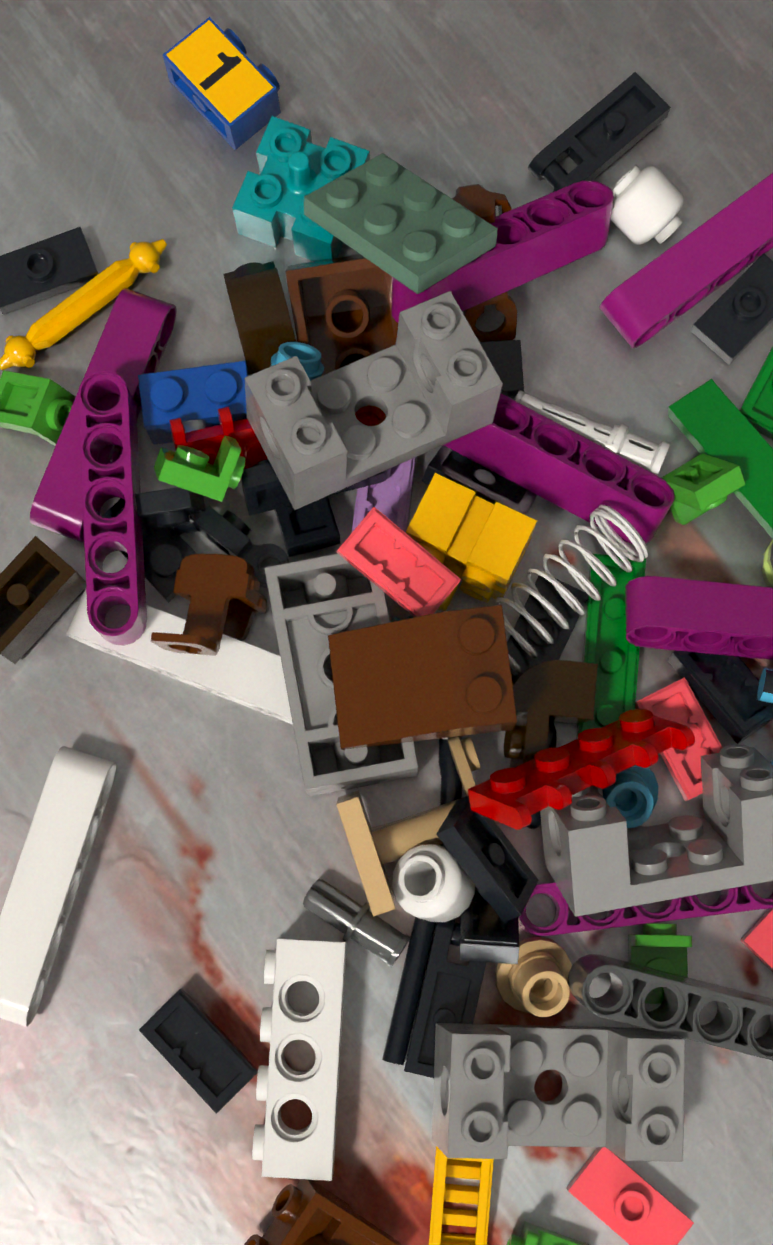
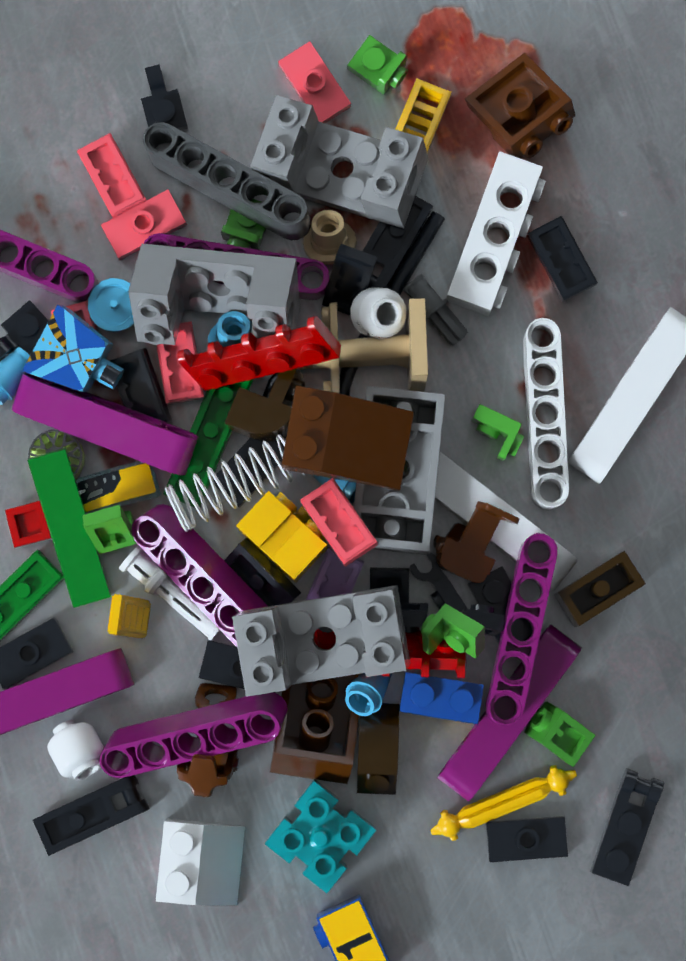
camera: 165 degrees left, 5 degrees up
(141, 799) = (552, 396): none -> white beam
(229, 784) = (494, 424): none -> bright green bracket
(400, 222) = (262, 770): sand green plate -> none
(446, 117) = (200, 863): none -> white slope
(488, 859) = (339, 314): black plate -> none
(638, 380) = (129, 616): none -> yellow slope
(711, 544) = (118, 486): none -> slope

